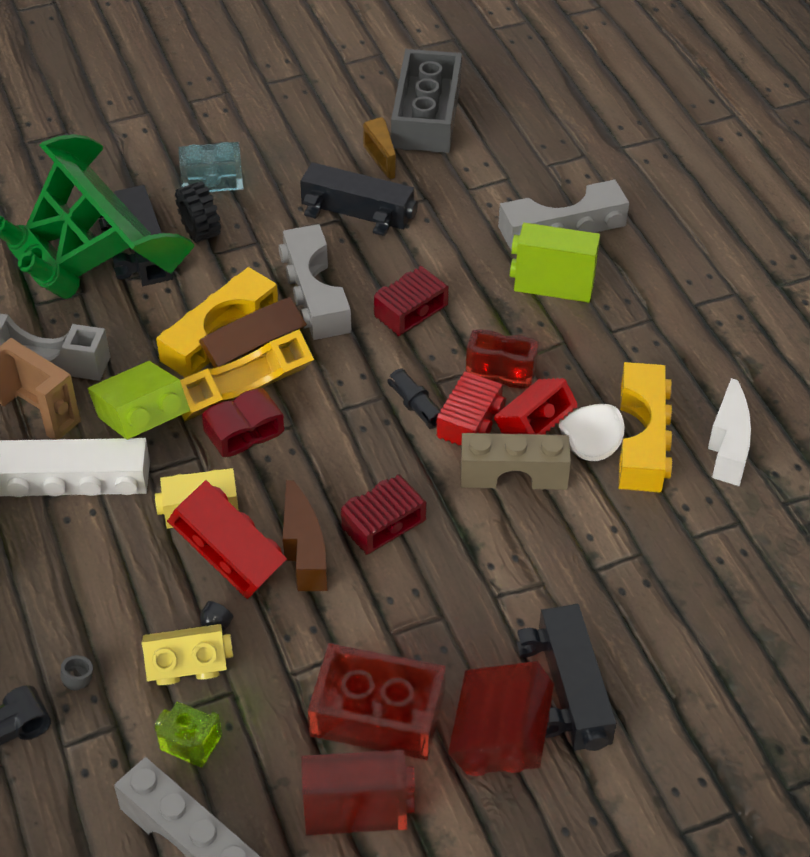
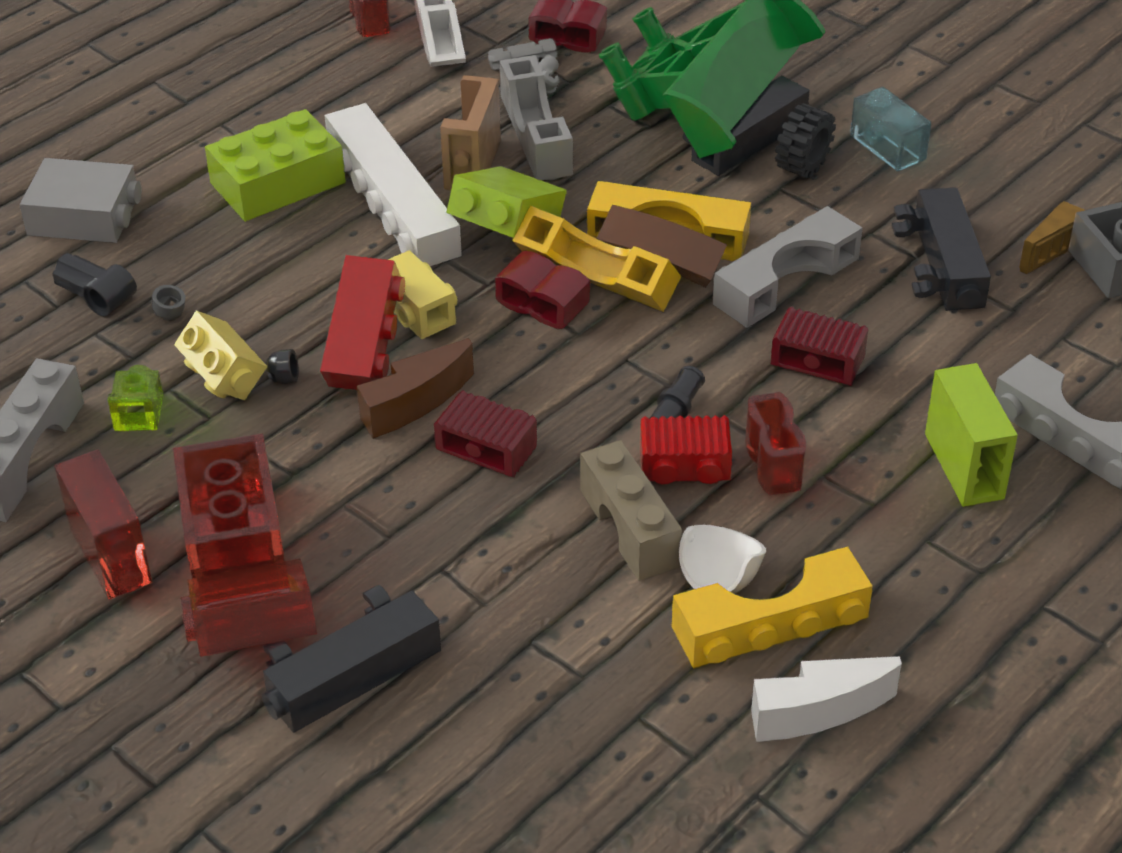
camera: 65 degrees right, 5 degrees down
(537, 408) = (715, 498): red brick -> none

